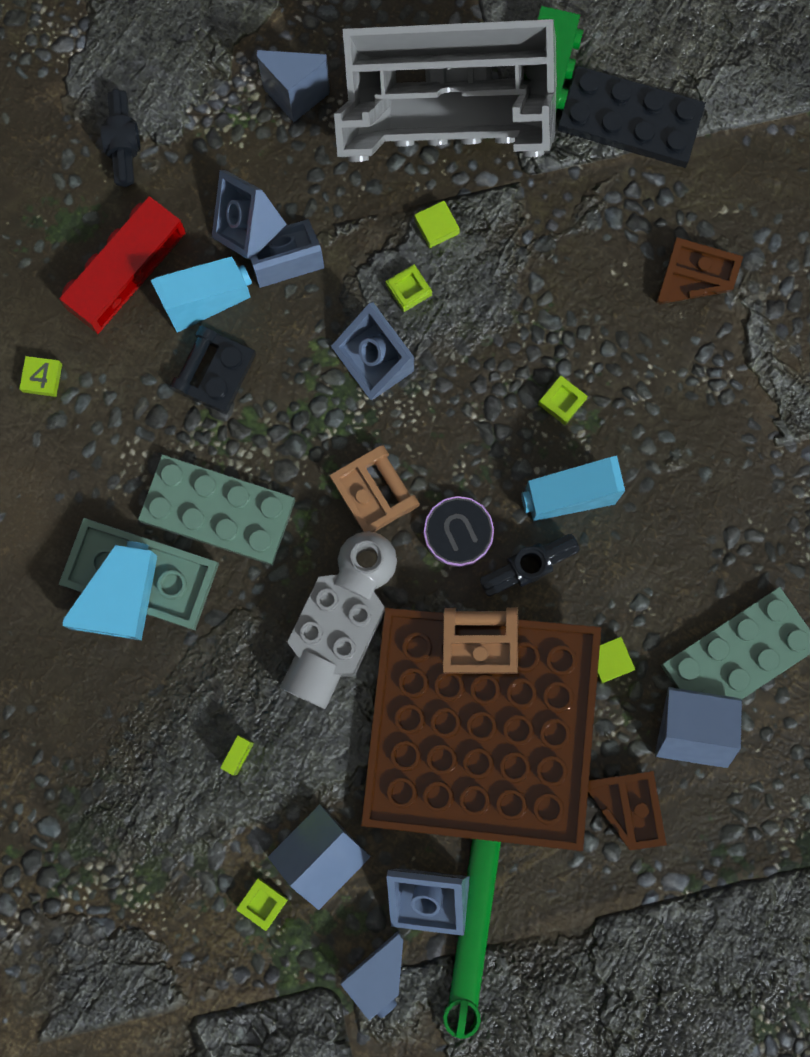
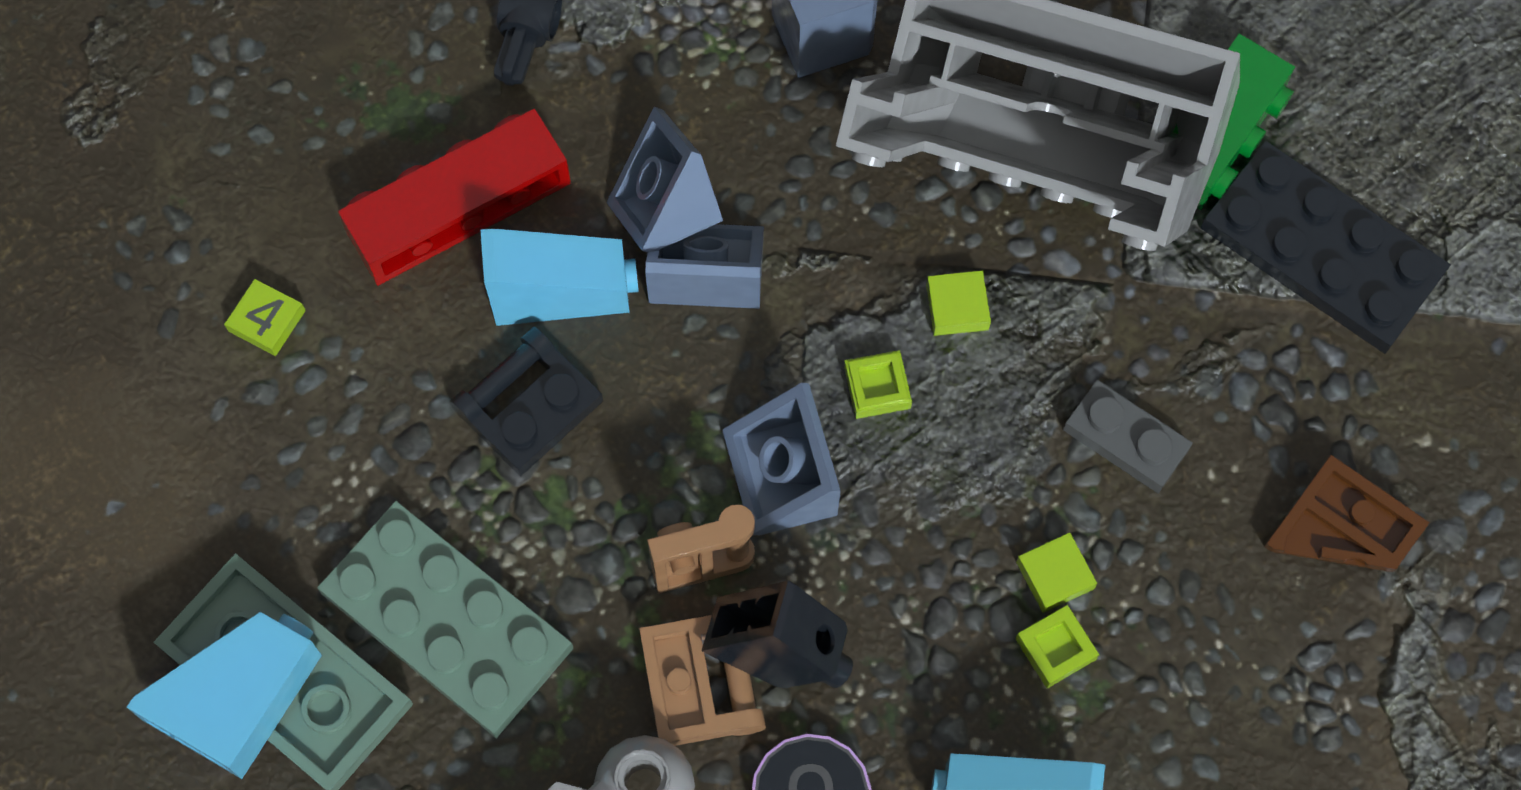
camera: 20 degrees right, 10 degrees down
(346, 422) = (701, 553): none -> medium nougat plate
(409, 451) = (779, 636): none -> black torso
(547, 359) = (1056, 572): none -> lime tile
(559, 267) = (1127, 436): none -> dark grey plate

